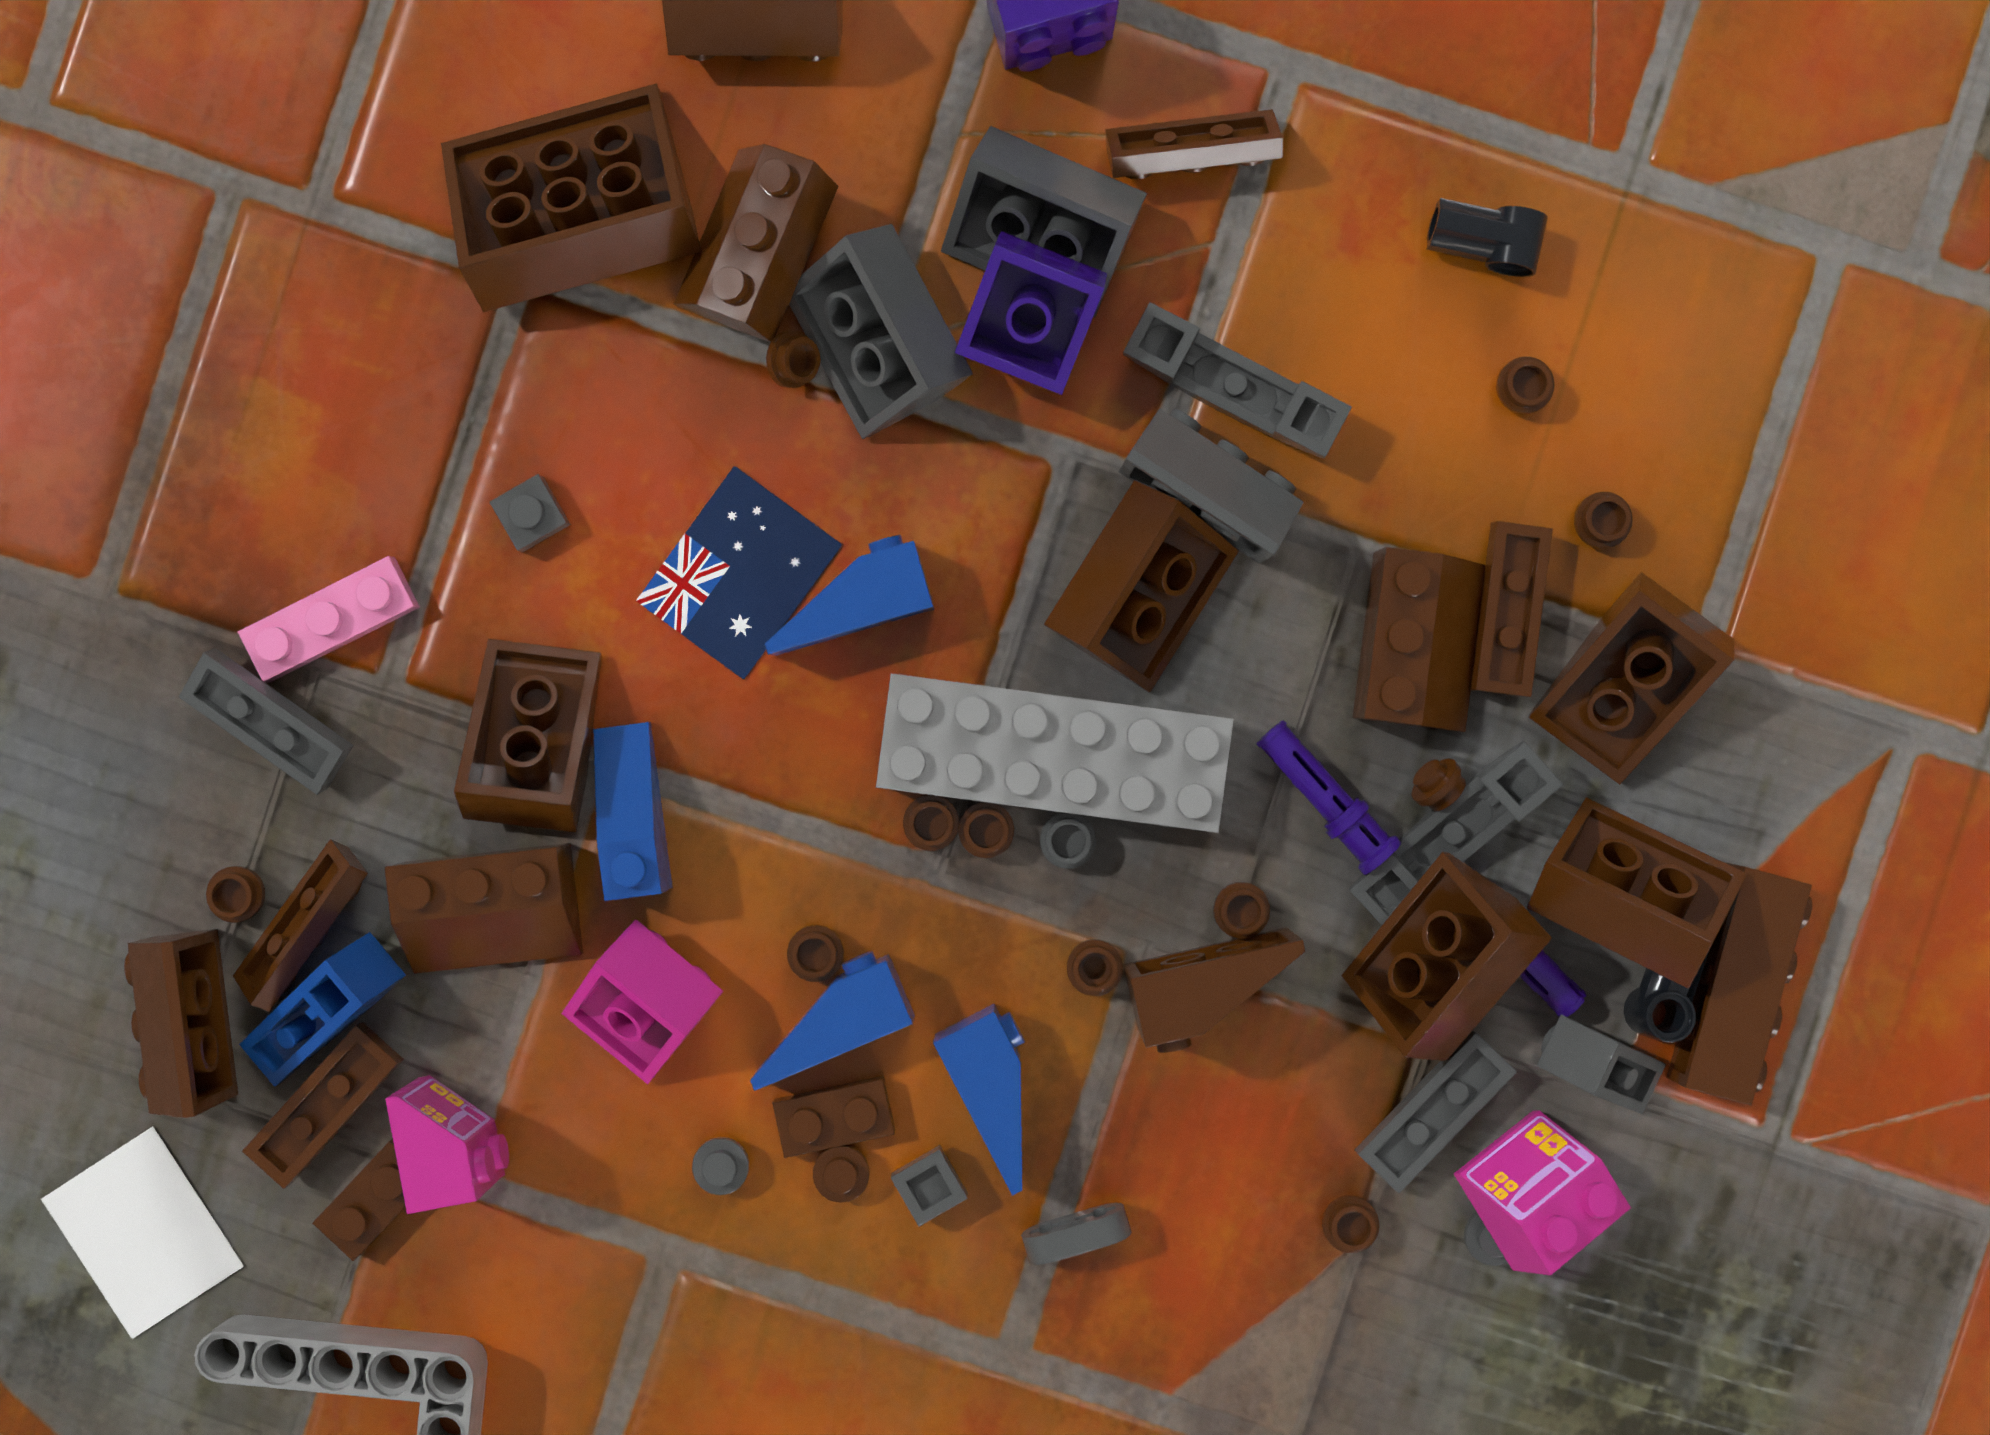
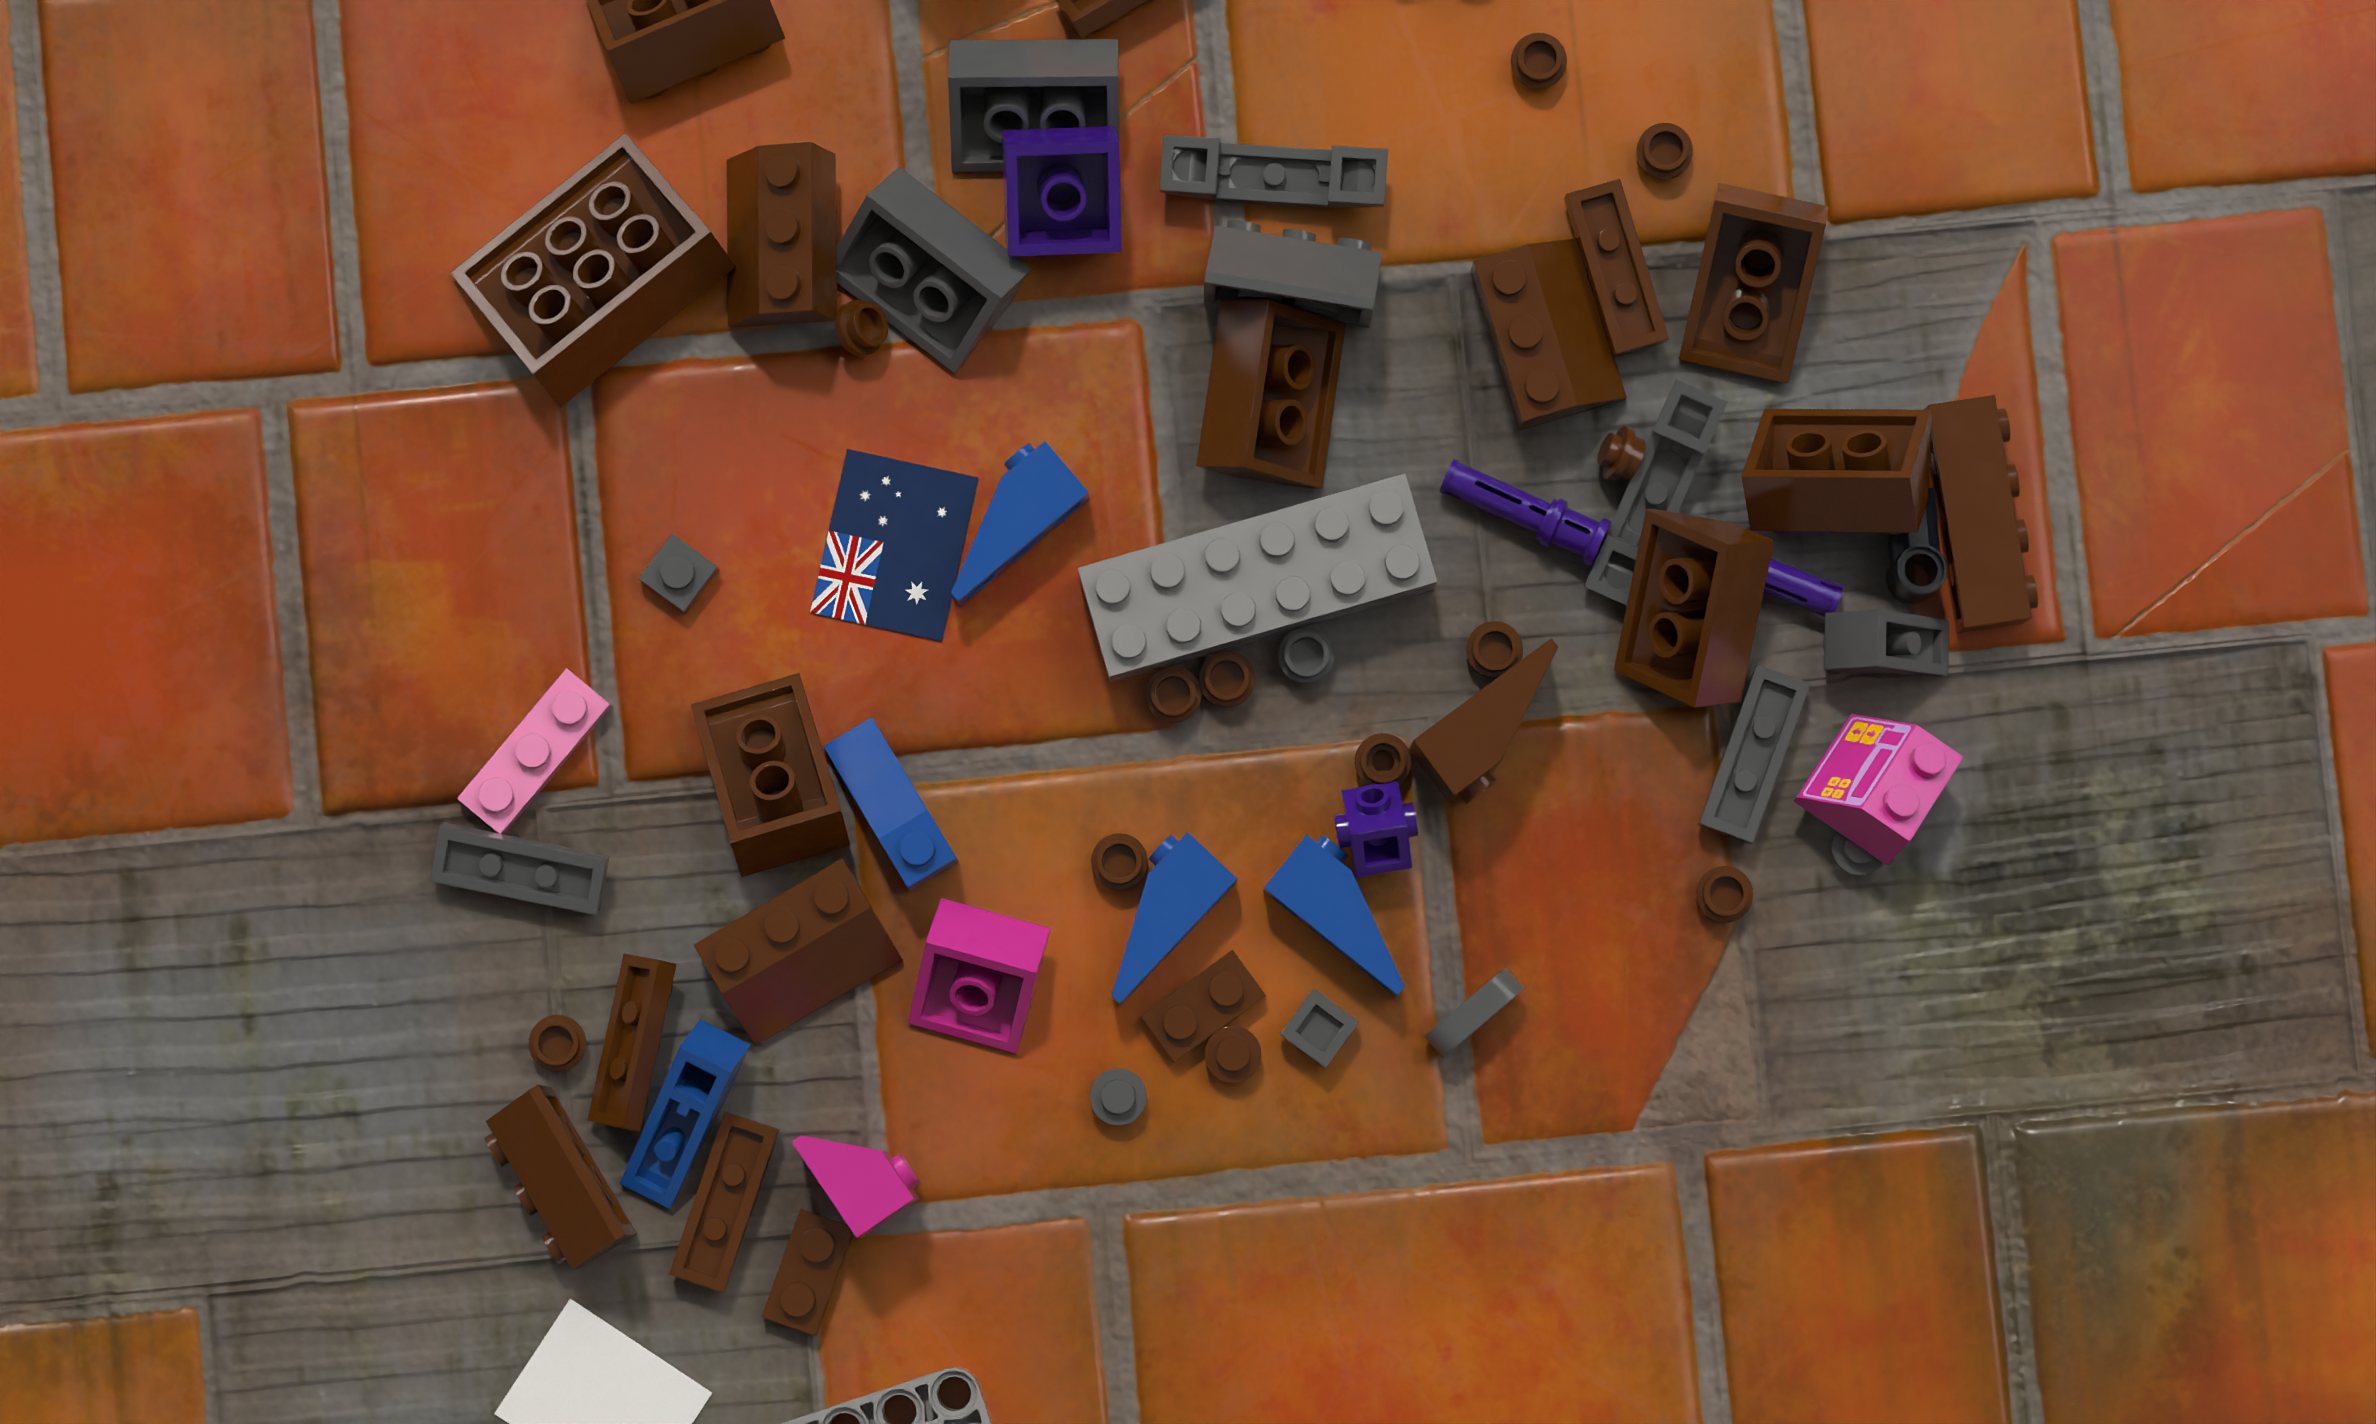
camera: 25 degrees left, 5 degrees down
(1061, 1031) = (1376, 828): none -> dark purple brick

